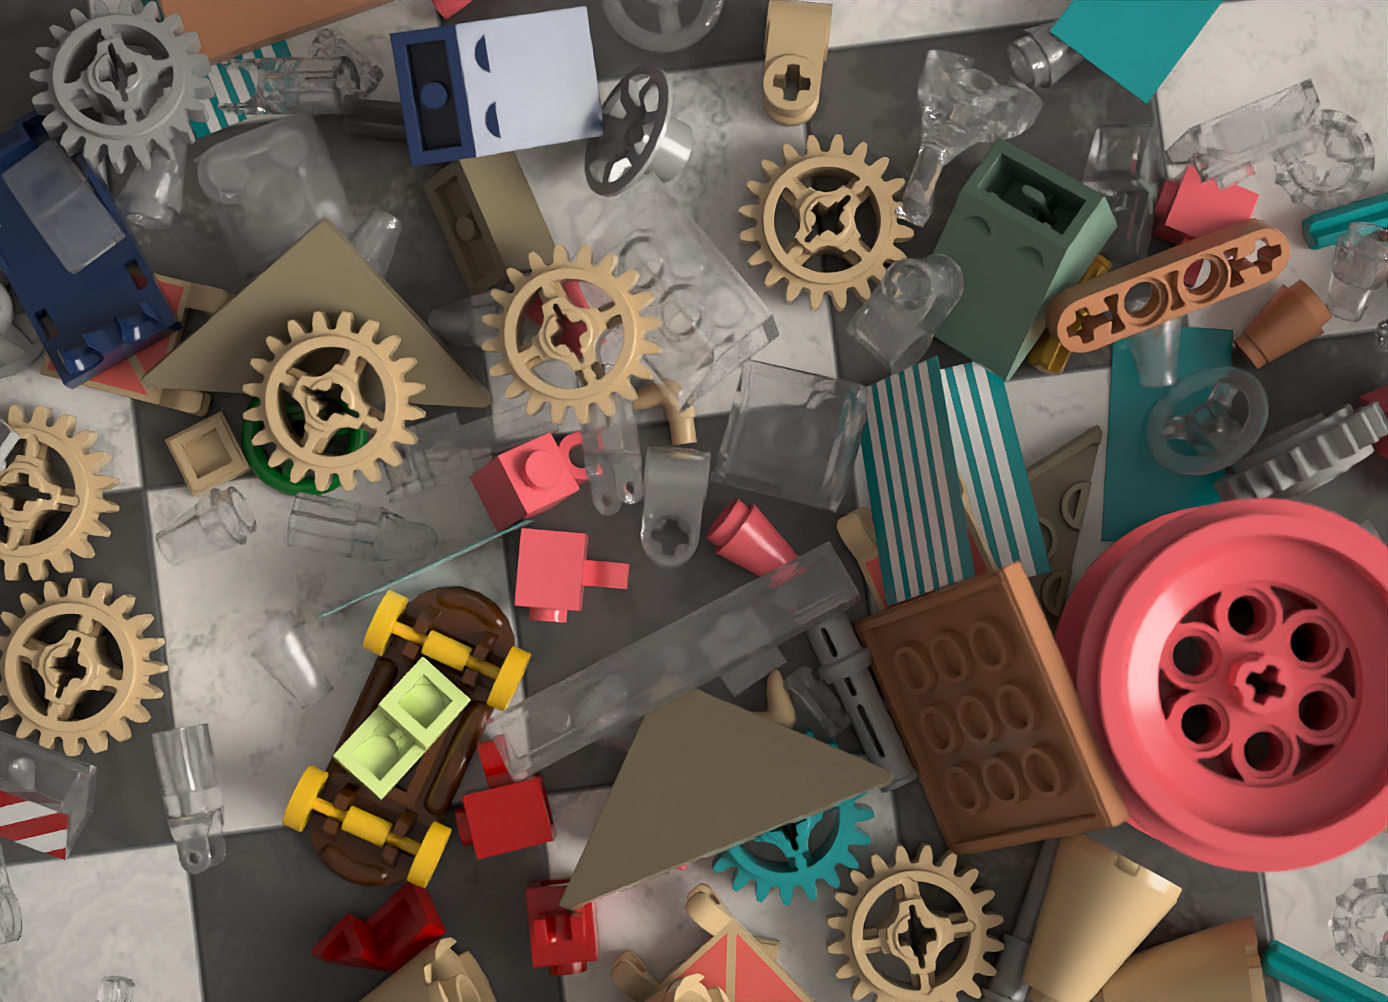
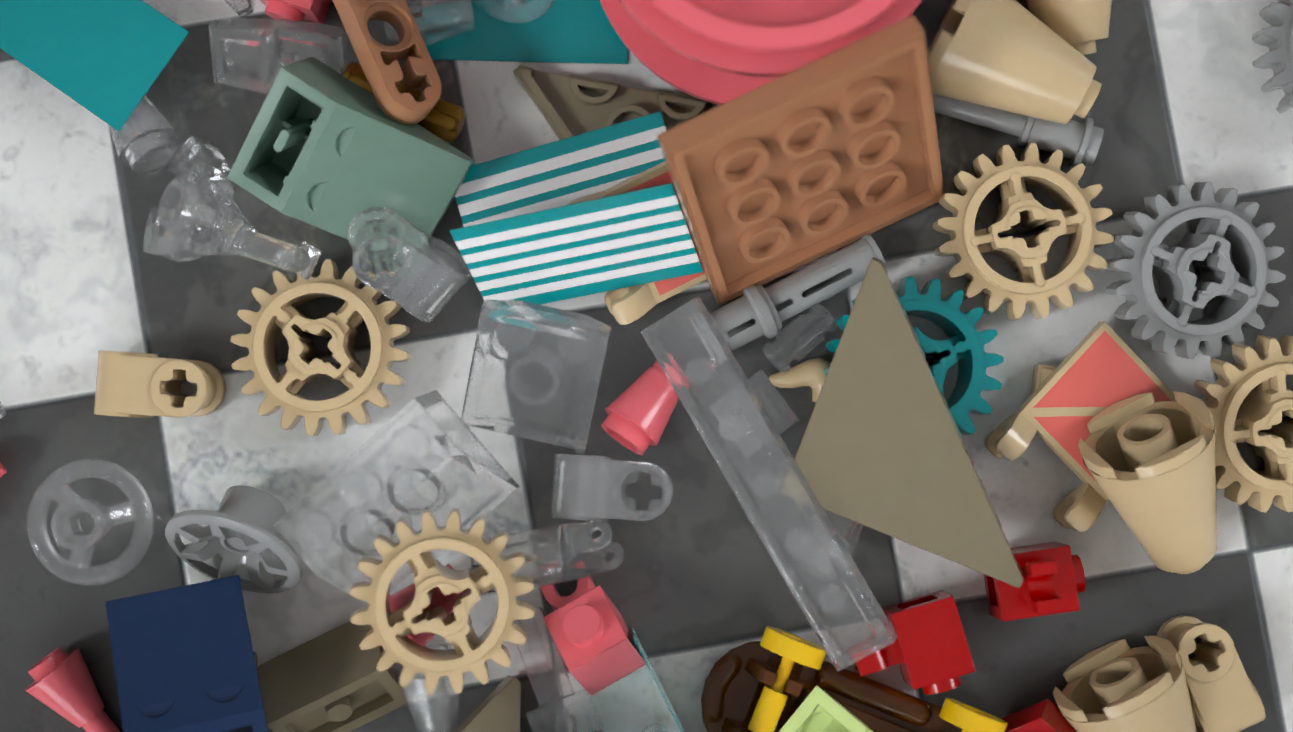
camera: 90 degrees left, 0 degrees up
(555, 572) = (684, 604): coral brick -> none
(681, 425) = (531, 484): tan animal -> none

